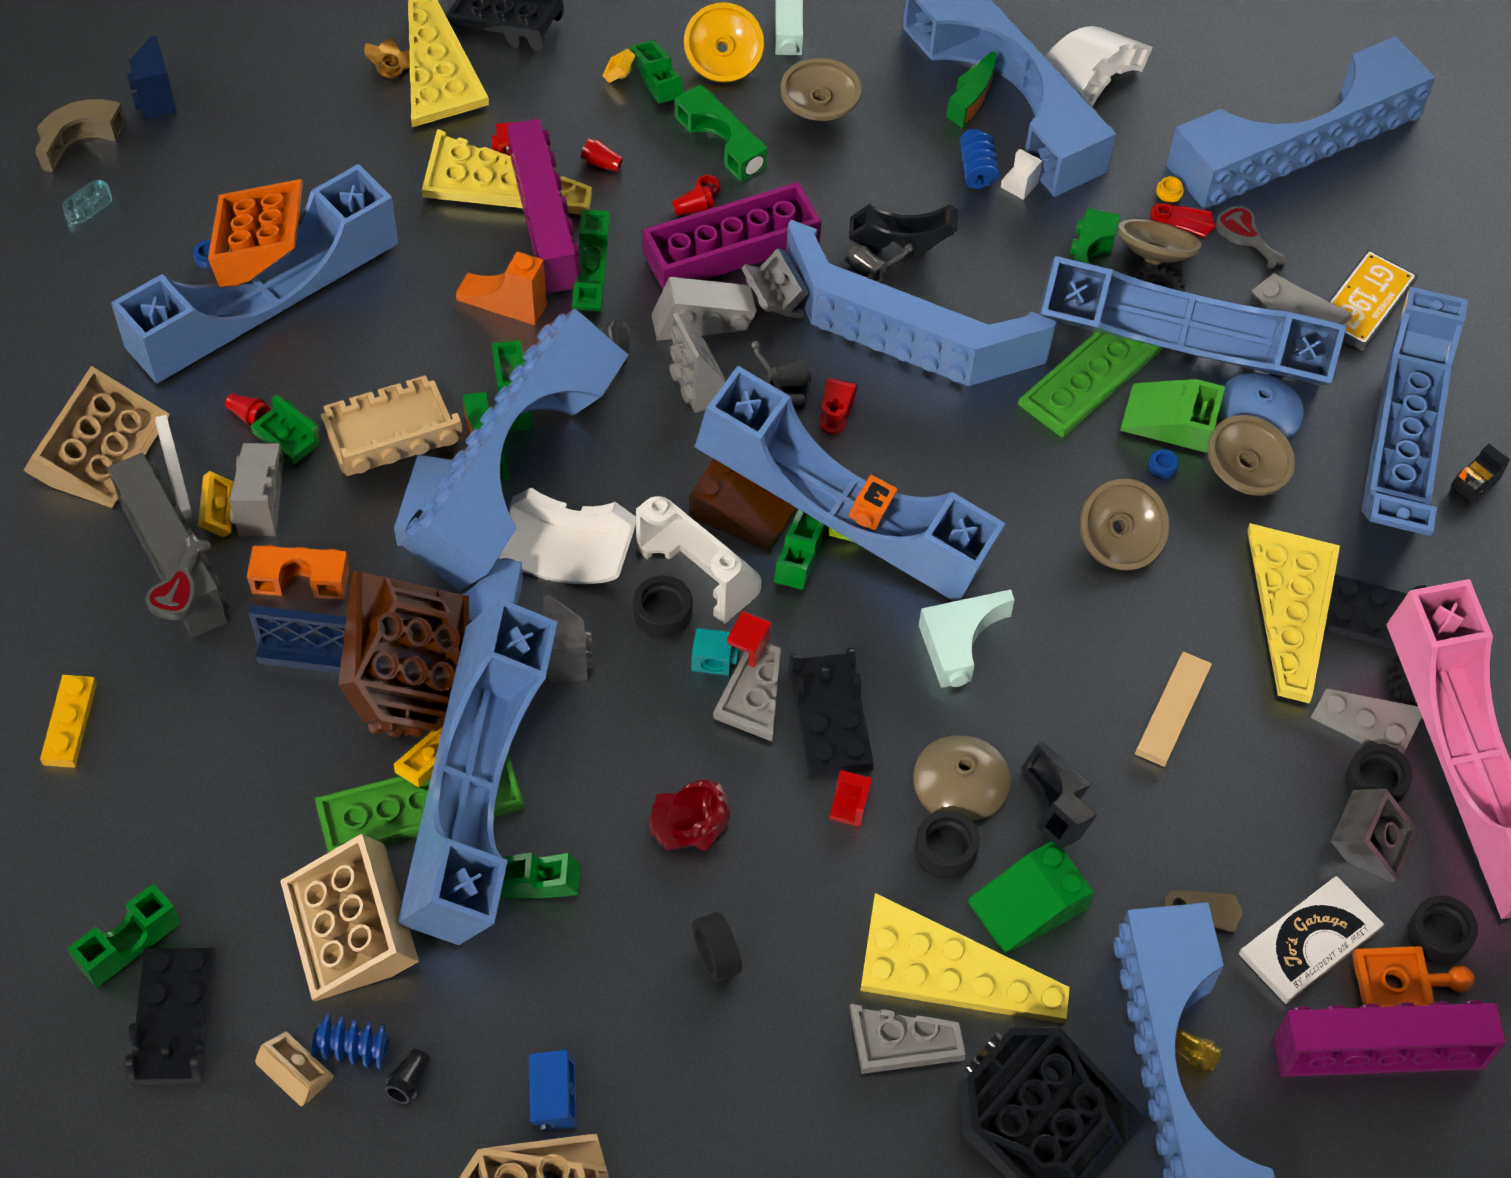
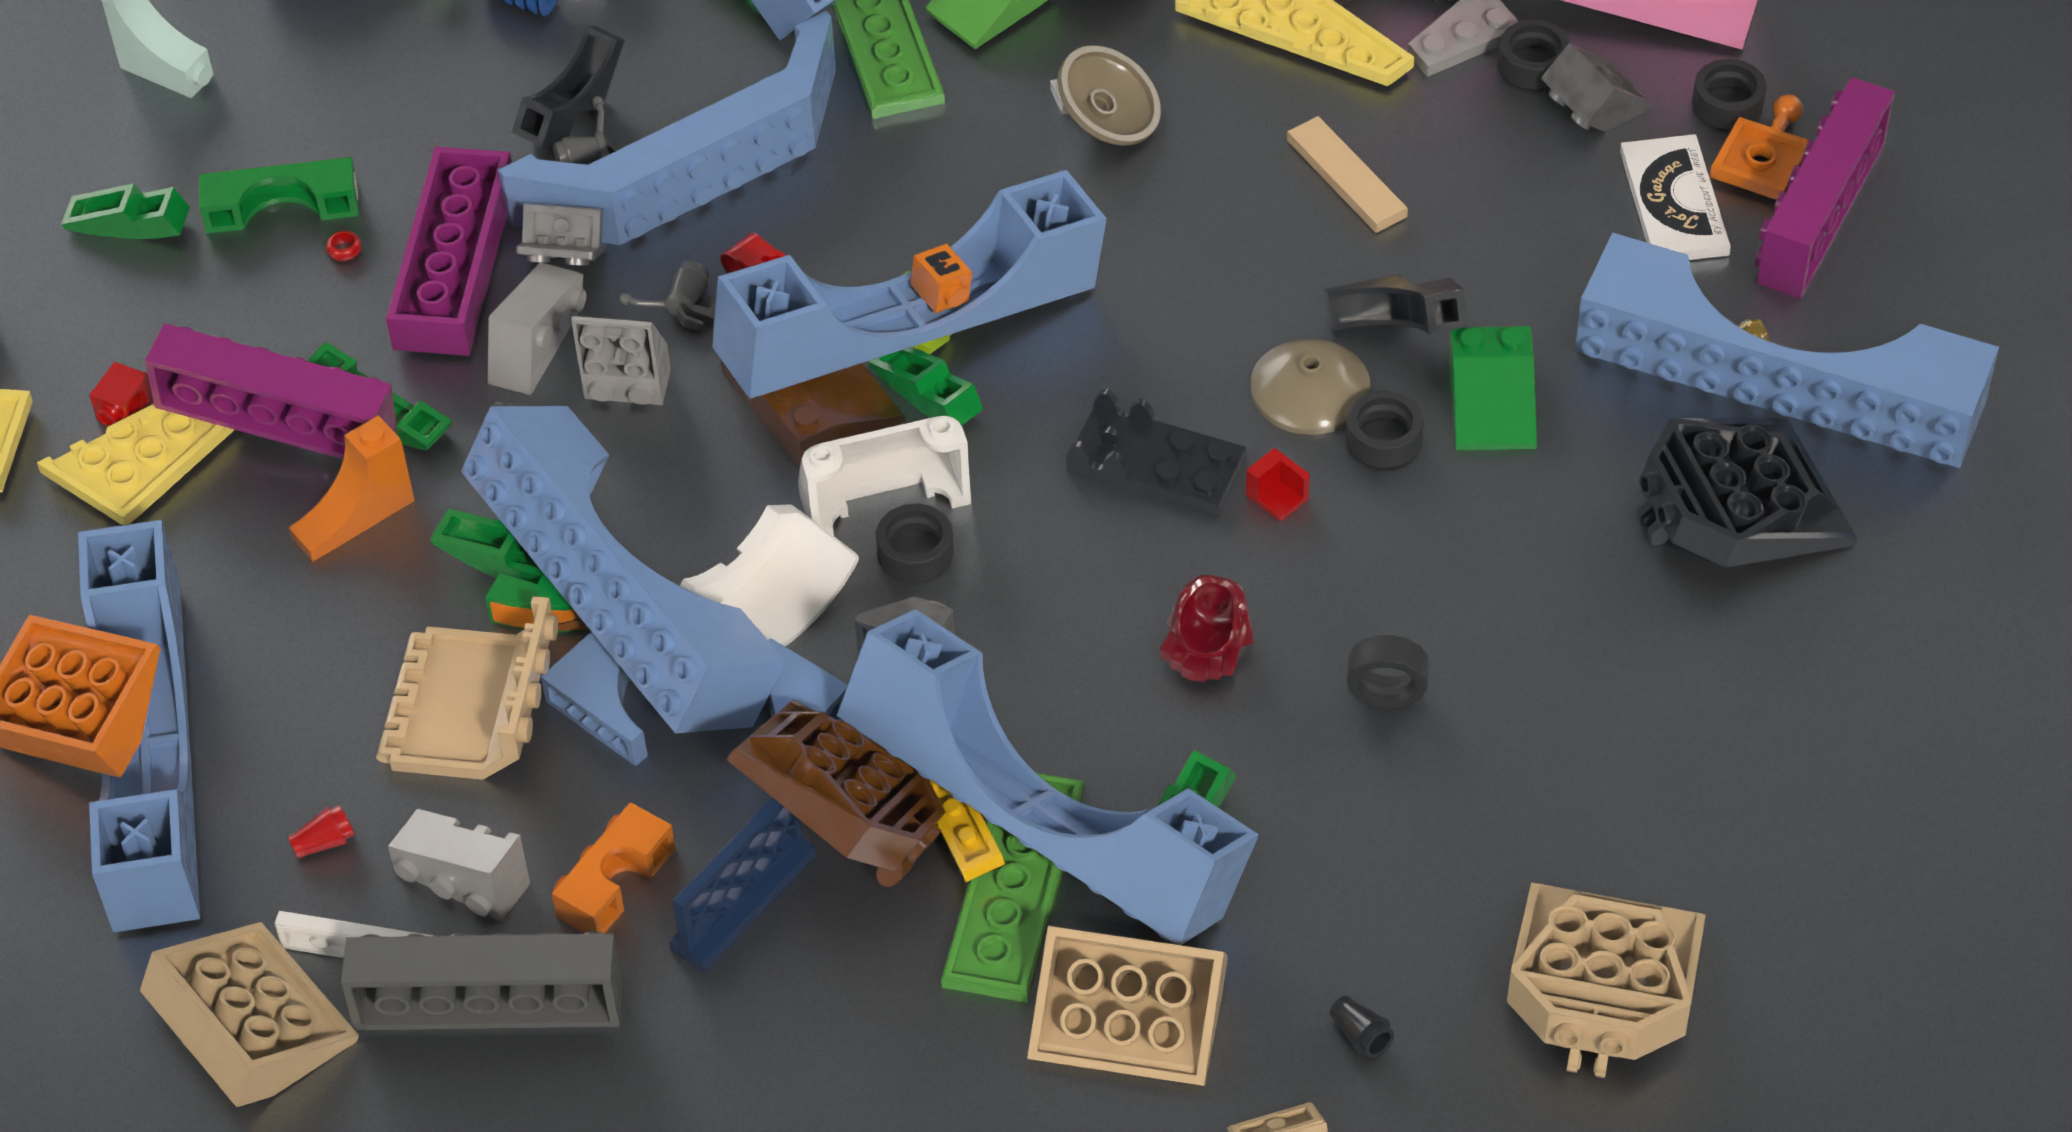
camera: 55 degrees left, 5 degrees down
(177, 595) = (598, 975): dark grey piece -> none
(201, 254) = (30, 786): blue tile -> none
(215, 504) = (439, 914): yellow plate -> none
(288, 427) = (387, 799): green bracket -> none
(350, 1042) = (1288, 1058): blue piece -> none
(553, 1090) = (1462, 893): blue hinge -> none
(600, 155) = (218, 320): red cone -> none
(619, 66) = (88, 245): yellow plate -> none
(694, 201) = (362, 264): red cone -> none
(712, 653) = (1009, 522): teal brick -> none
(729, 26) = (160, 112): yellow dish -> none
(750, 635) = (1027, 467): red panel -> none
(751, 695) = (1081, 513): light grey wing -> none
(820, 89) = (301, 71): dark tan dish -> none
(900, 1041) = (1586, 573): light grey wing -> none
(934, 964) = (1516, 507): light yellow wing -> none
(953, 628) = (1137, 307): light aqua arch -> none
(1163, 464) = (1044, 35): blue tile -> none
(1223, 906) = (1581, 264): dark tan piece -> none

